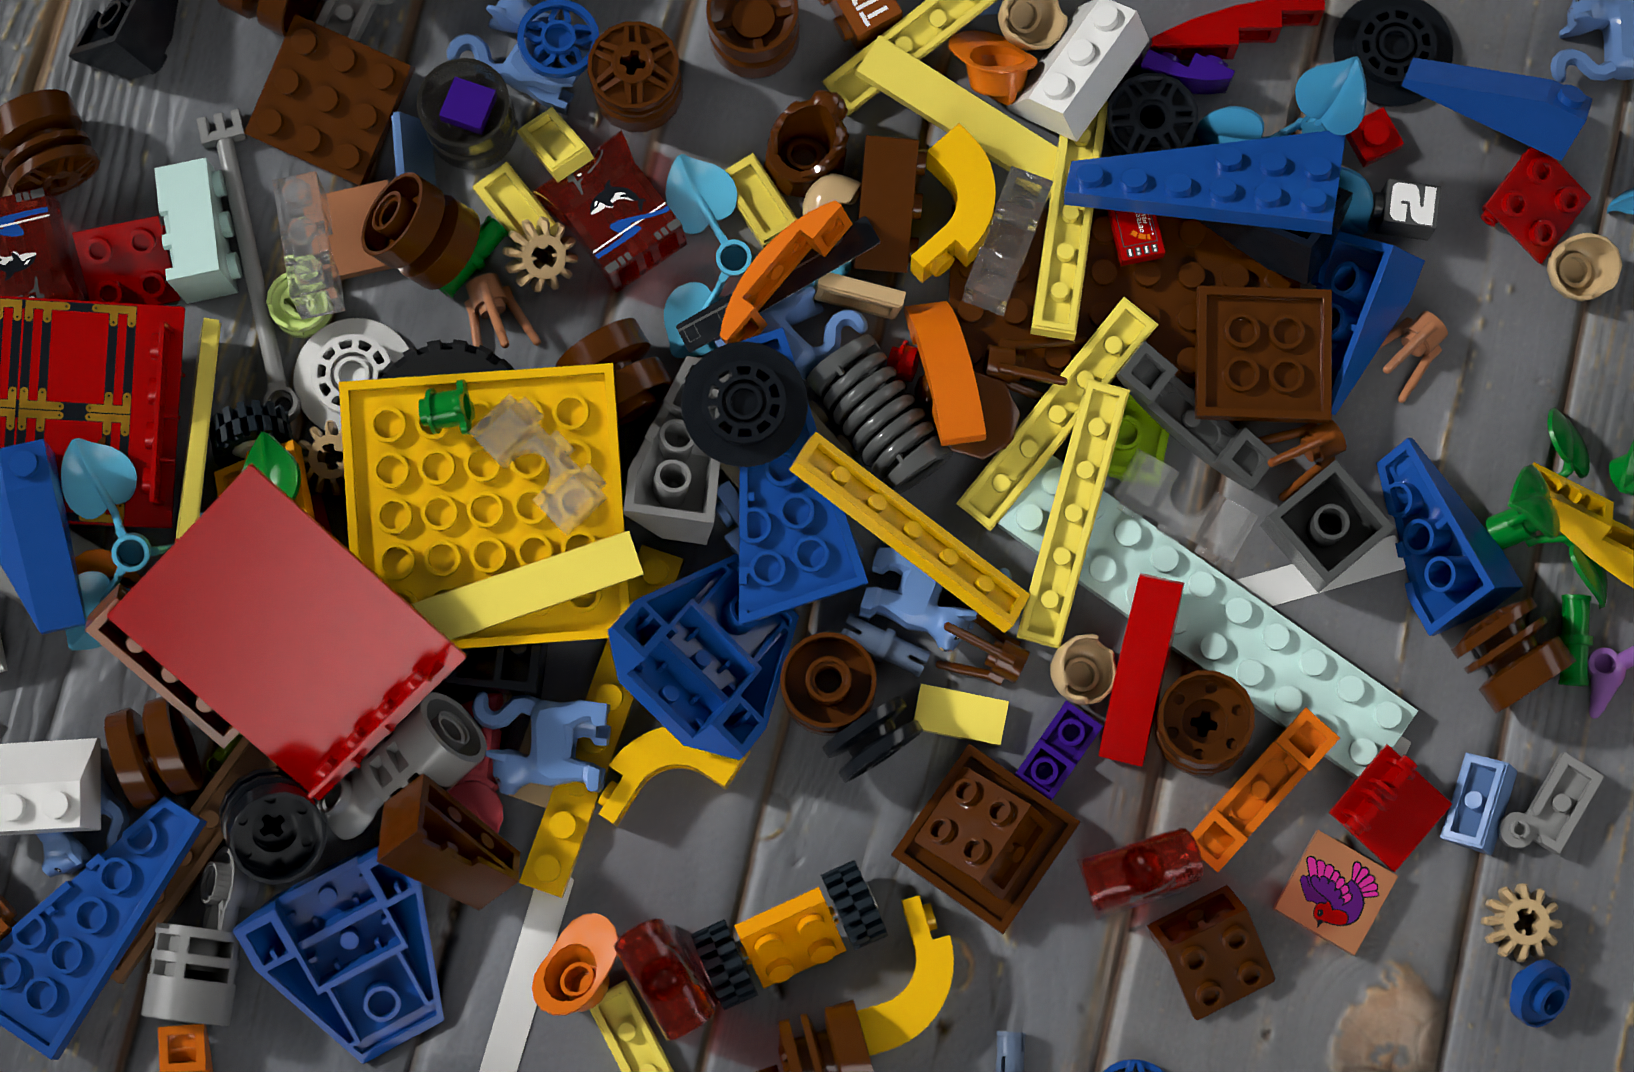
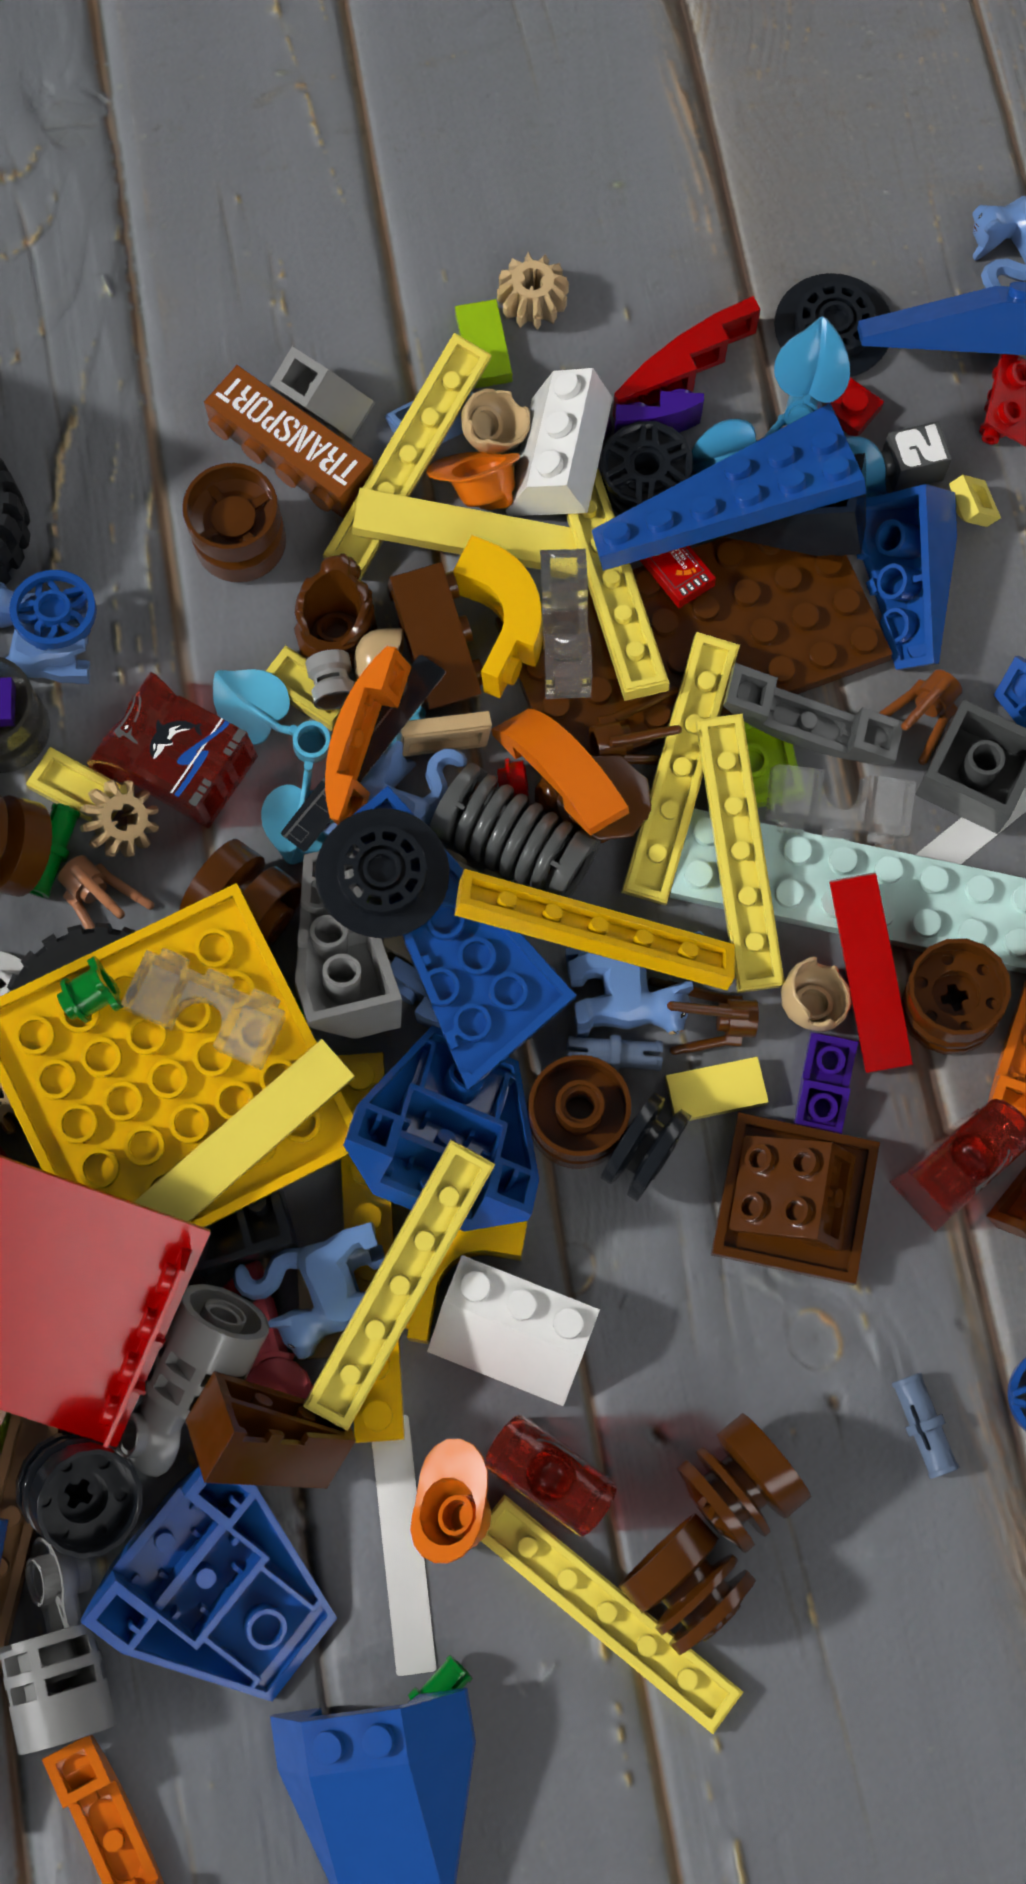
camera: 25 degrees left, 5 degrees down
(555, 144) = (91, 710): light yellow tile -> none
(609, 766) = (398, 1285): none -> light yellow tile
(641, 99) = (147, 638): reddish brown wheel -> none
(691, 846) = (512, 1330): none -> white slope
(778, 203) = (331, 678): none -> light grey wheel
(789, 936) = (651, 1377): plate -> none
(913, 1010) = (806, 1370): yellow arch -> none
(1263, 354) = (849, 634): reddish brown plate -> none
(1418, 338) = (982, 566): nougat plant -> none
(1443, 274) = (974, 501): none -> light yellow plate

